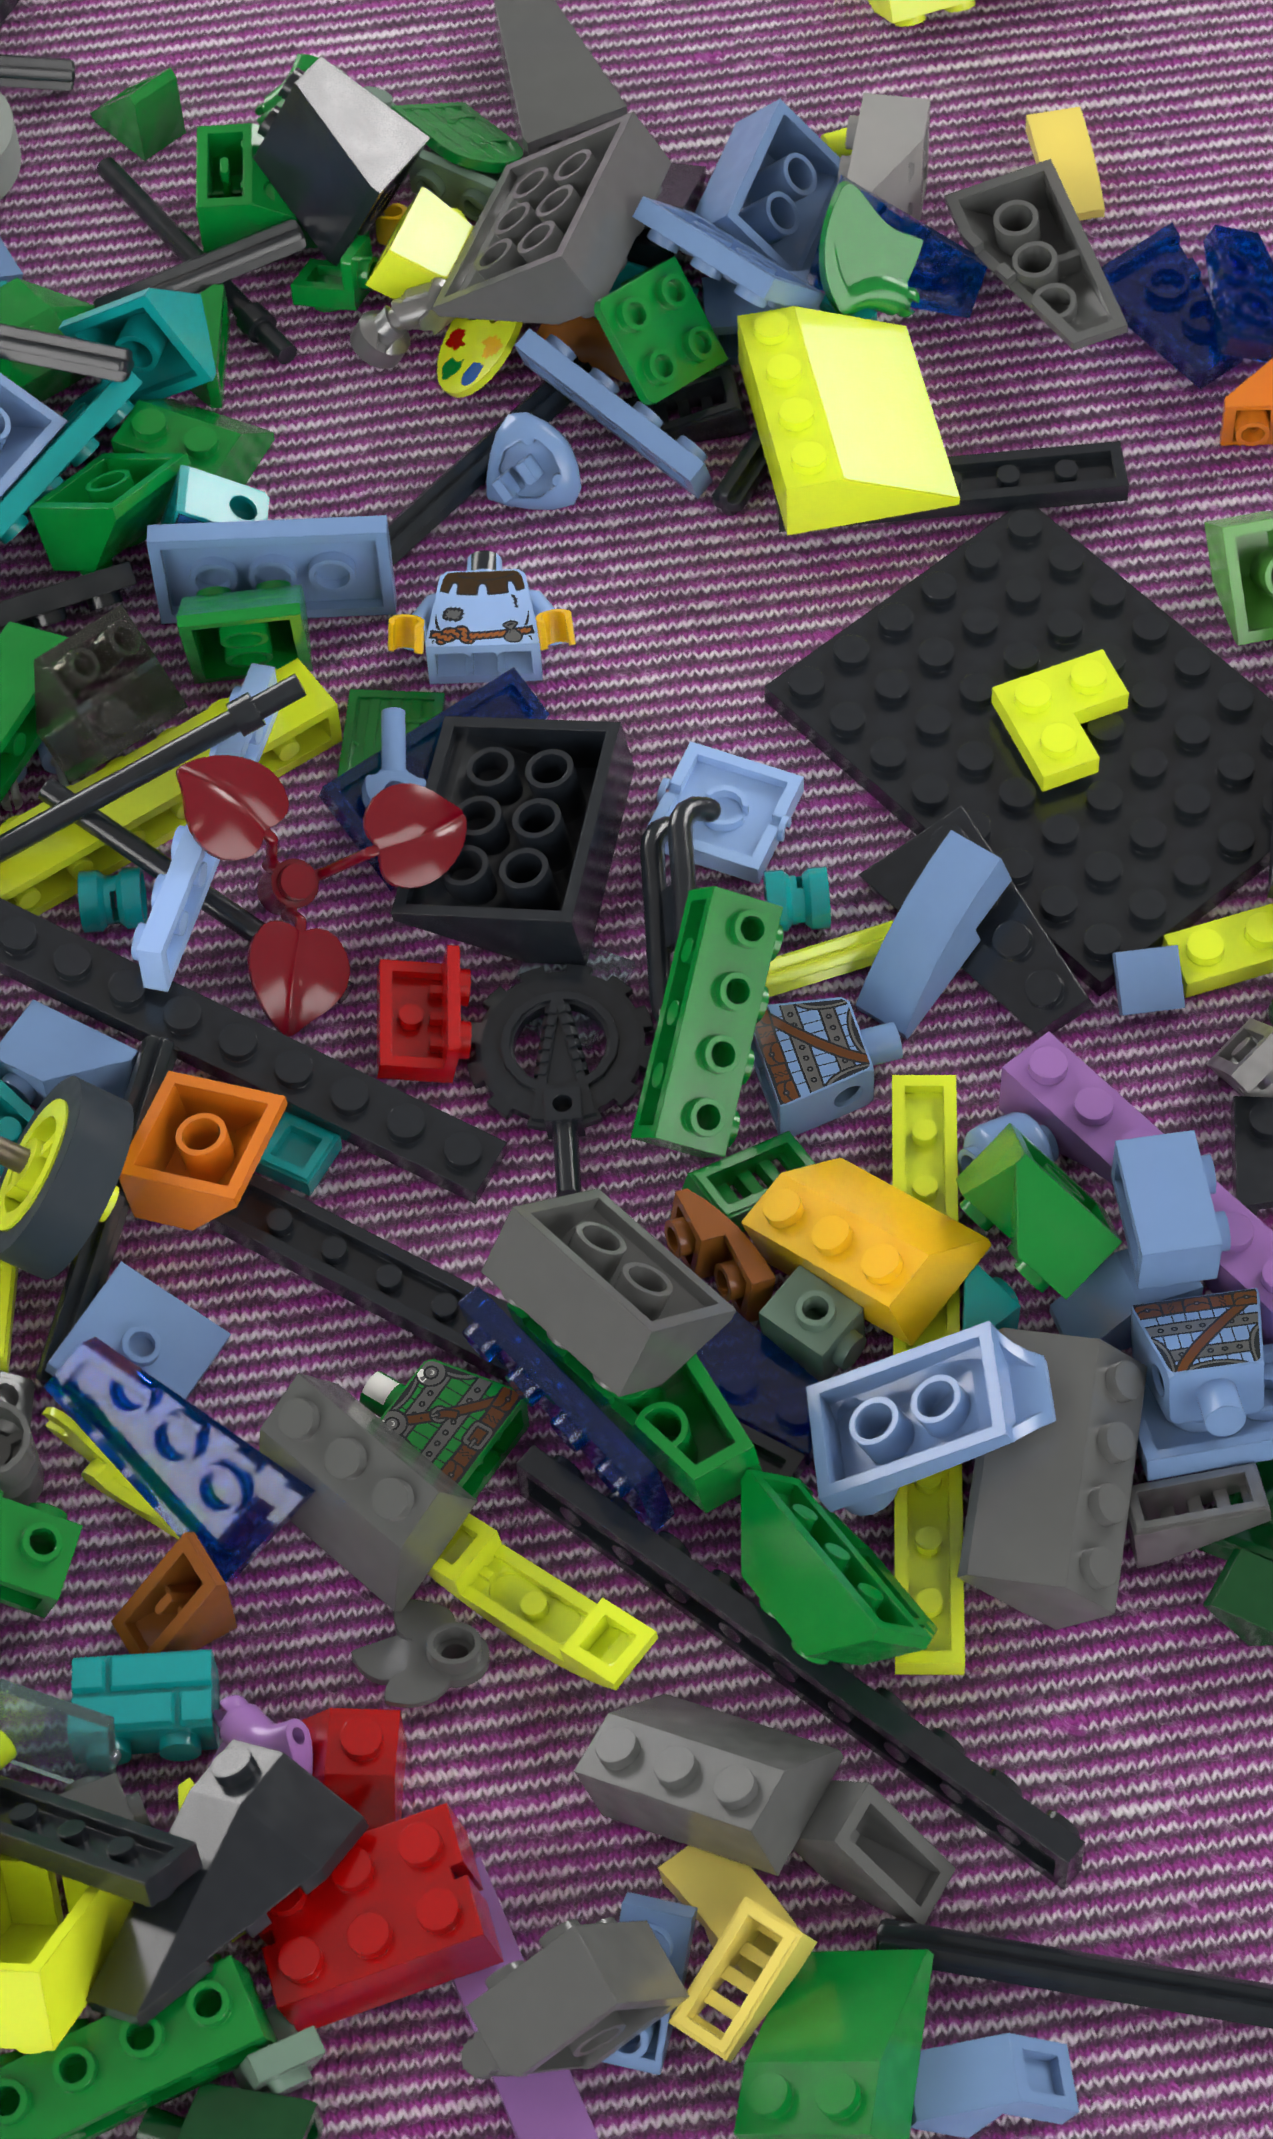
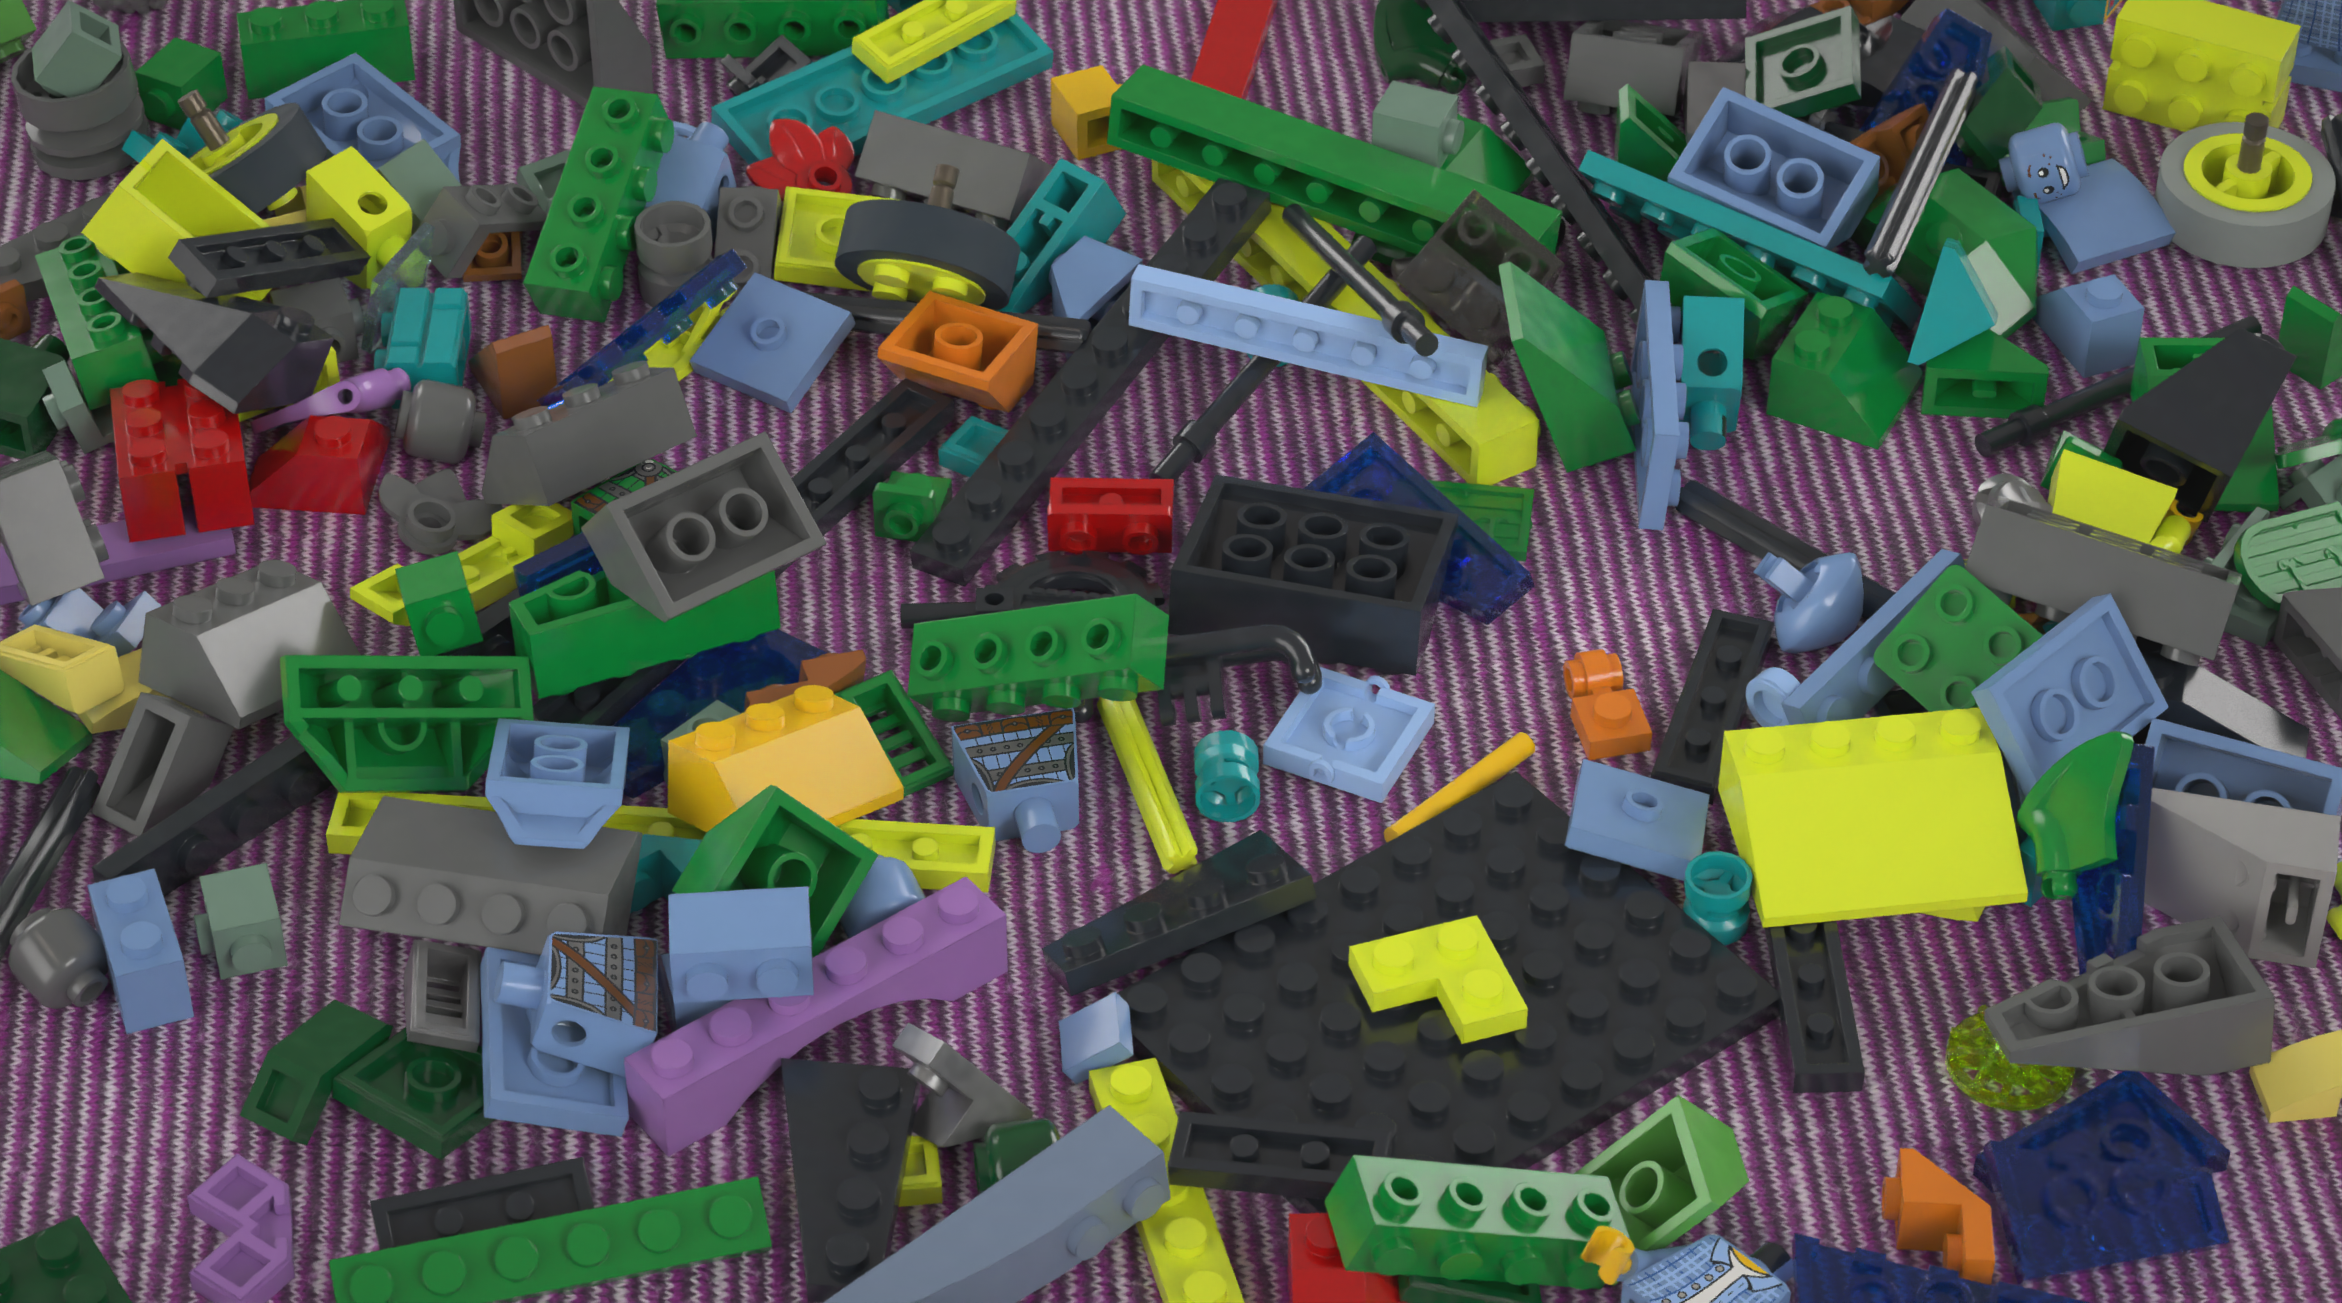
camera: 90 degrees right, 15 degrees down
(108, 258) = (2093, 324): none -> medium blue slope
(220, 264) = (2067, 360): black axle -> none
(282, 1667) = (439, 421): none -> dark grey head
(294, 969) = (1287, 454): dark red plant -> none
(393, 756) = (1386, 479): medium blue bar -> none
(398, 1202) = (909, 504): none -> green bracket
(482, 625) = (1597, 559): torso -> none
(650, 554) = (1712, 700): none -> black tile
(661, 497) = (1767, 693): none -> light blue tile
(668, 1569) = (439, 604): none -> green brick
(675, 624) = (1603, 714): none -> orange plate
(782, 734) = (1467, 784): none -> yellow bar
(831, 592) = (1636, 820): none -> medium blue plate
(919, 536) = (1718, 894): none -> teal wheel
(932, 933) = (1159, 851): medium blue slope -> none
(1063, 367) = (1985, 1055): none -> clear neon green wheel
(1096, 1724) = (241, 922): none -> sand green brick
(1155, 1809) = (141, 951): none -> medium blue brick
(1171, 1890) = (59, 958): none -> dark grey head

